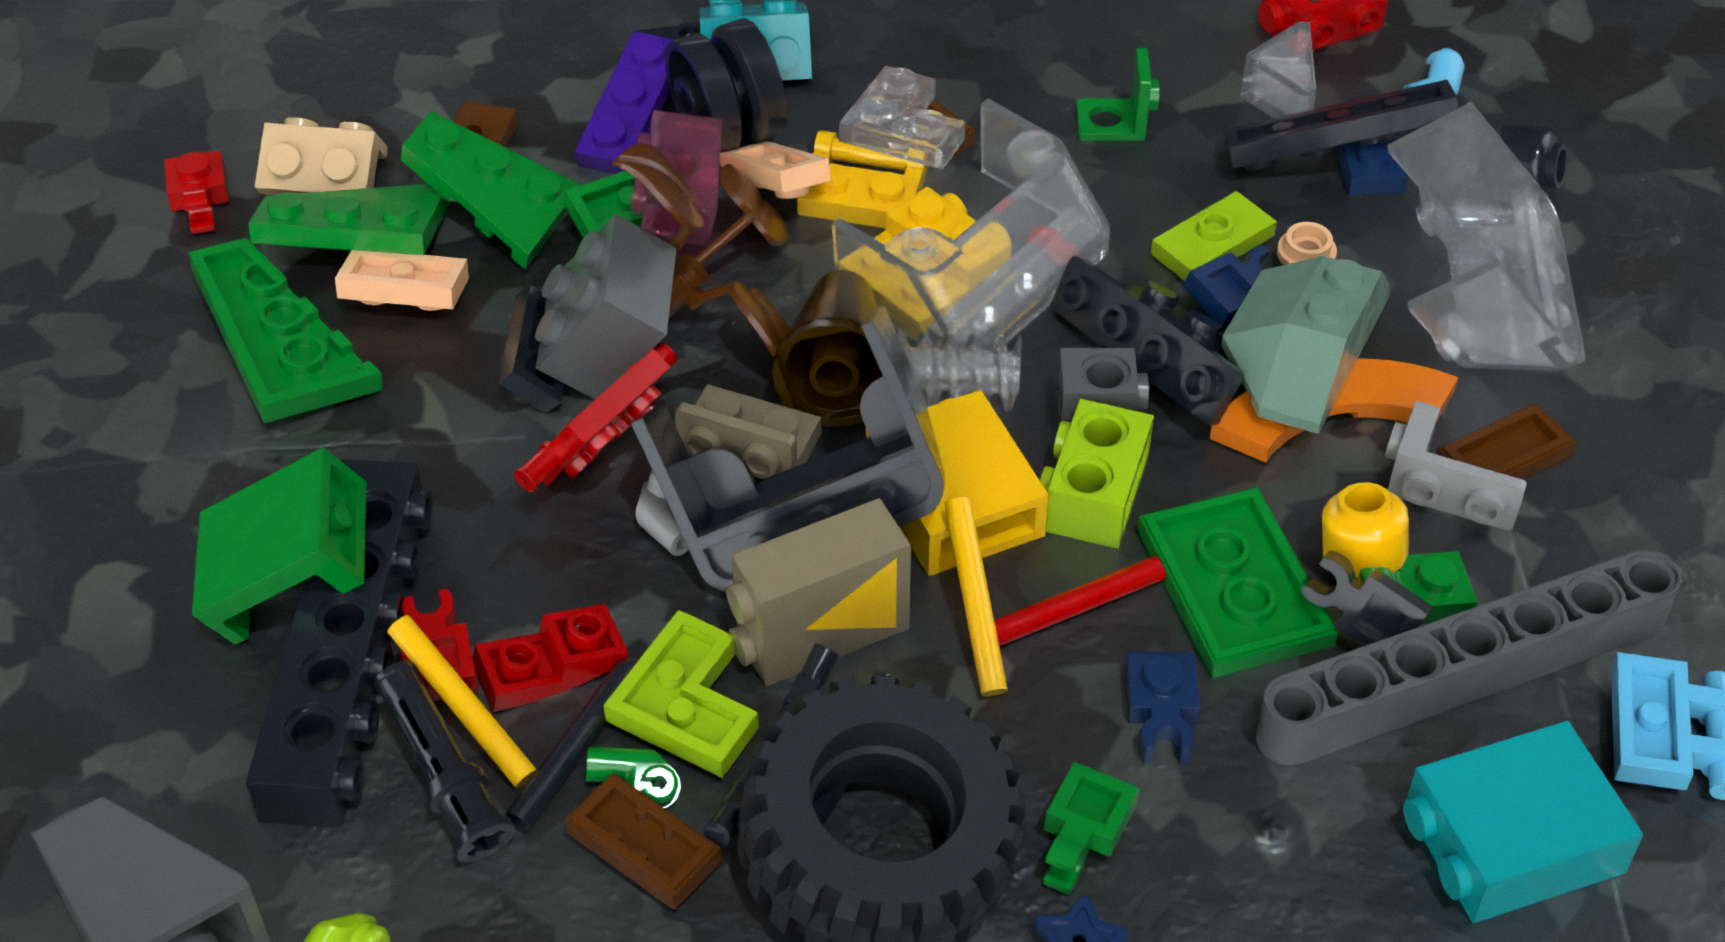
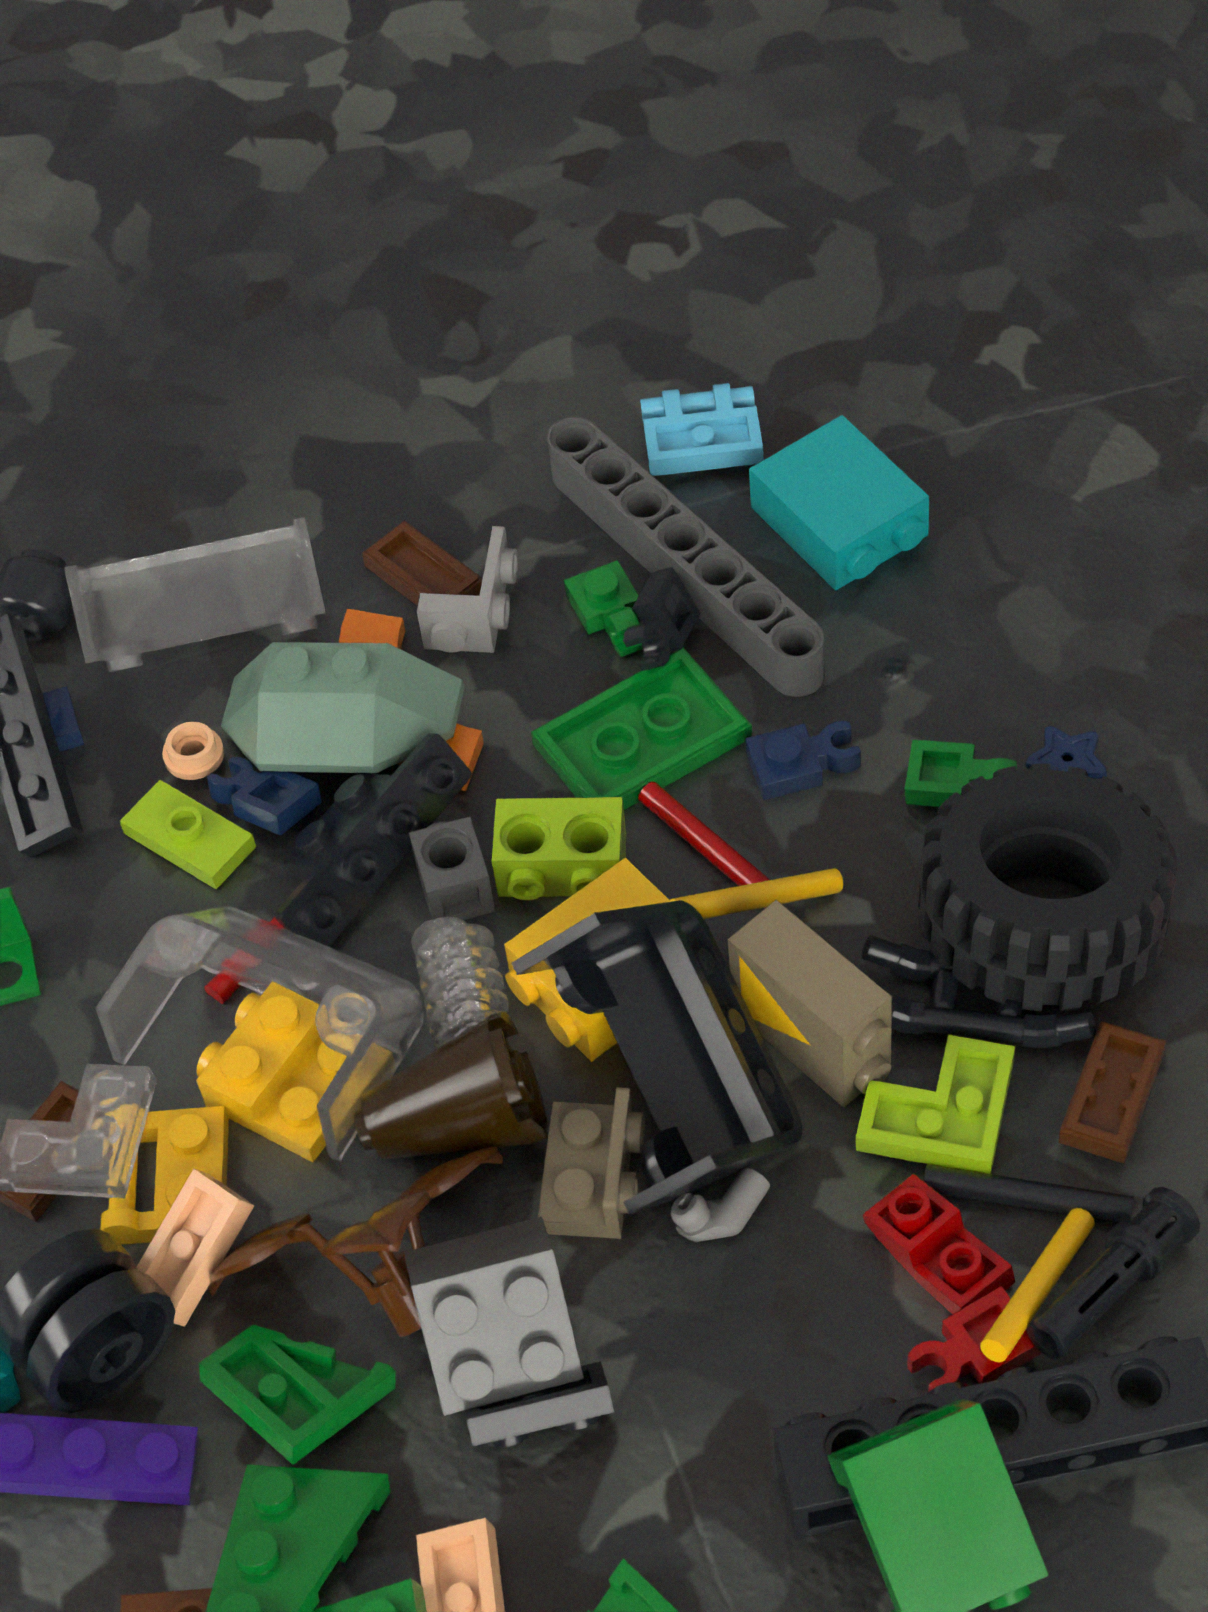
camera: 100 degrees left, 5 degrees up
(598, 423) = (651, 1275): red plate -> none
(638, 767) = (1039, 1122): green arm -> none
(694, 149) = (252, 1319): clear pink brick -> none
(1367, 527) = (581, 630): yellow head -> none

